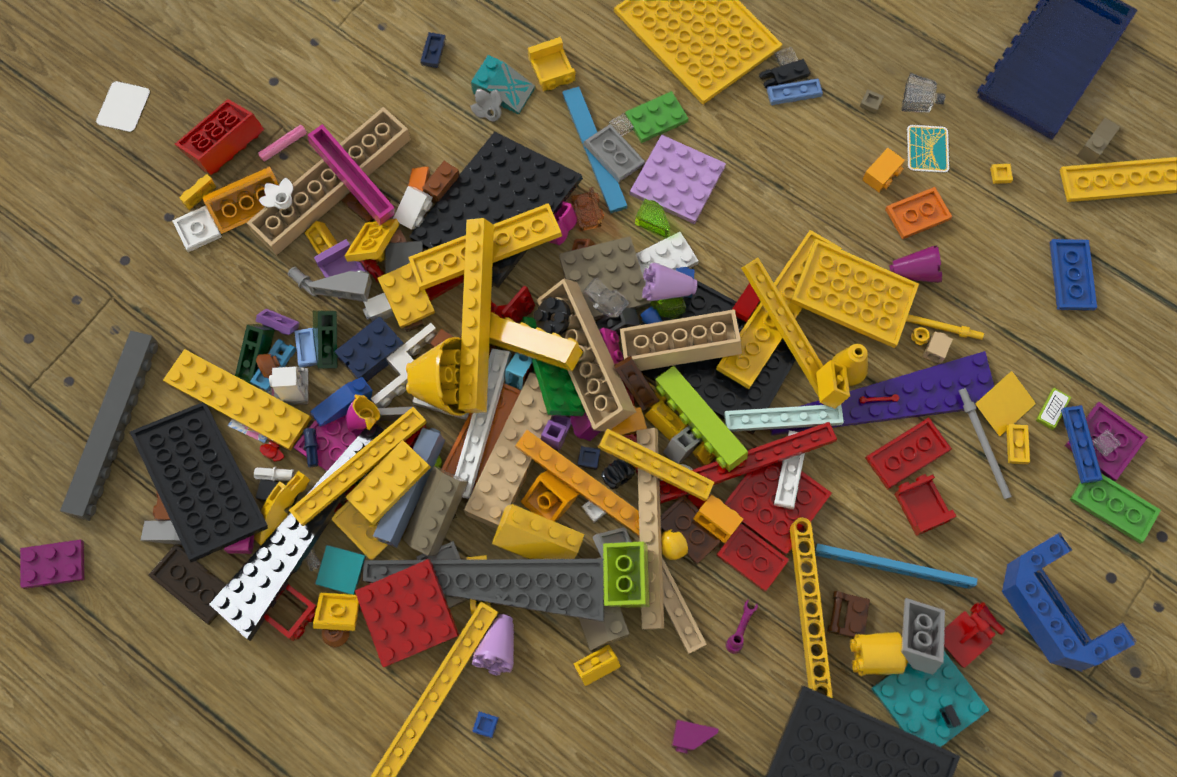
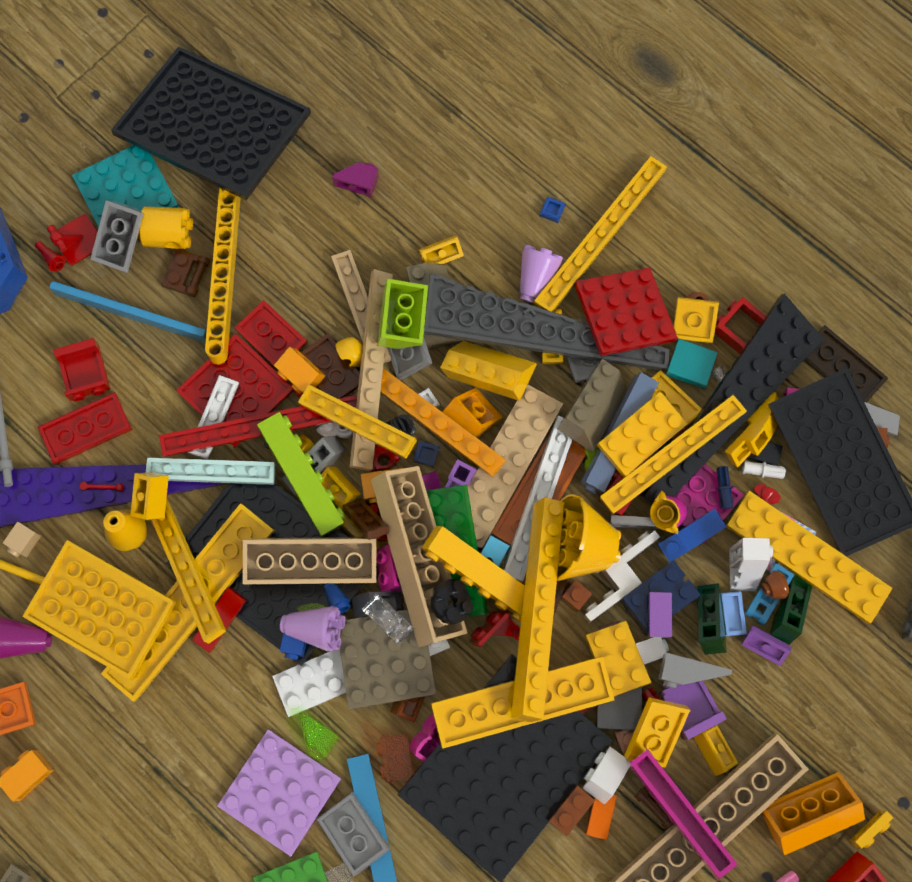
camera: 175 degrees left, 5 degrees up
(197, 228) = (870, 780): white tile -> none
(276, 194) = (774, 803): white plate -> none
(301, 279) = (737, 695): light grey axle -> none
(370, 327) = (660, 614): none -> medium lavender tile
(731, 645) = (305, 260): magenta brick -> none
(920, 331) = (33, 553): yellow plate -> none
(950, 716) = (111, 165): black tile -> none

